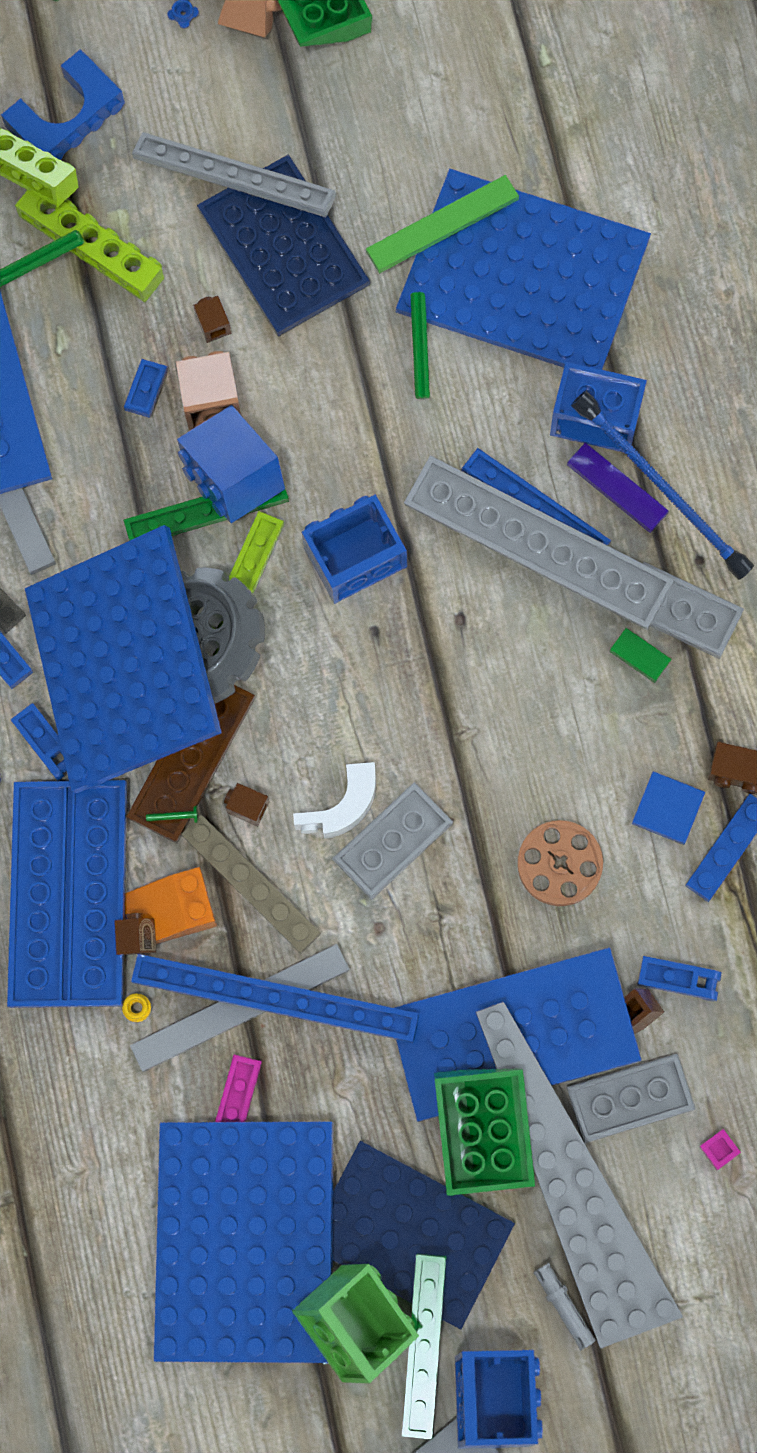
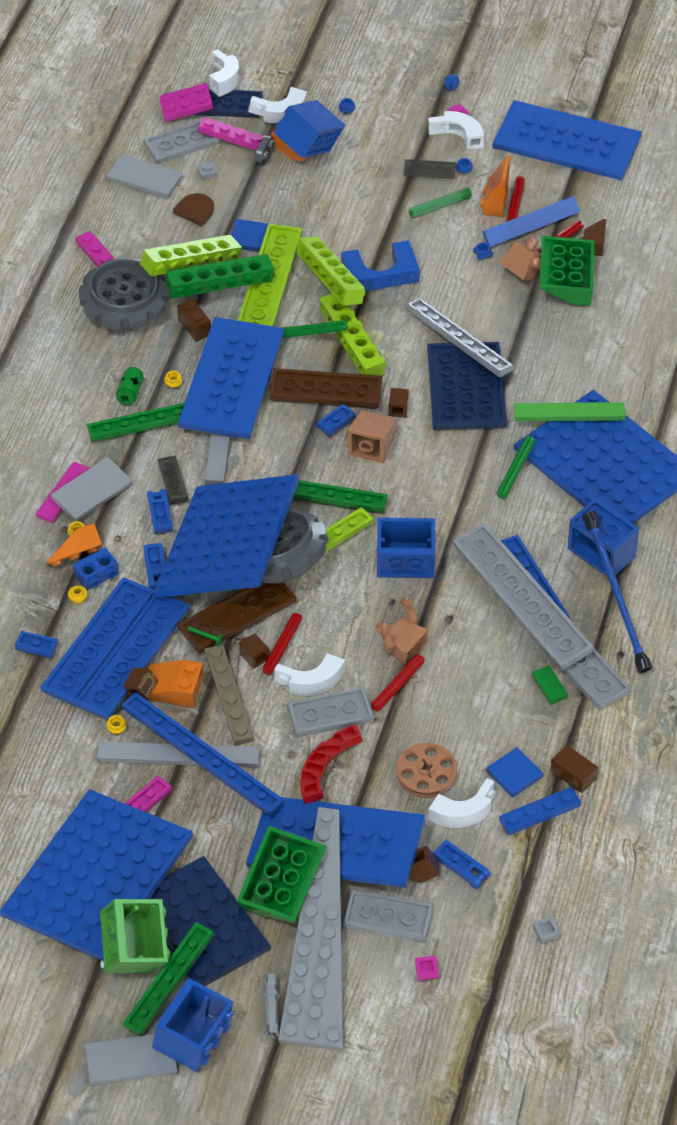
camera: 25 degrees right, 25 degrees down
(103, 343) = (326, 387): none -> reddish brown plate
(230, 464) = (358, 470): blue container -> none
(274, 772) = (282, 643): none -> red axle
(423, 920) = (320, 759): none -> red tile
(424, 684) = (404, 637): none -> nougat torso
(452, 753) = (399, 680): none -> red axle
(617, 487) = (592, 593): dark purple tile -> none
(634, 911) = (462, 813): none -> white arch

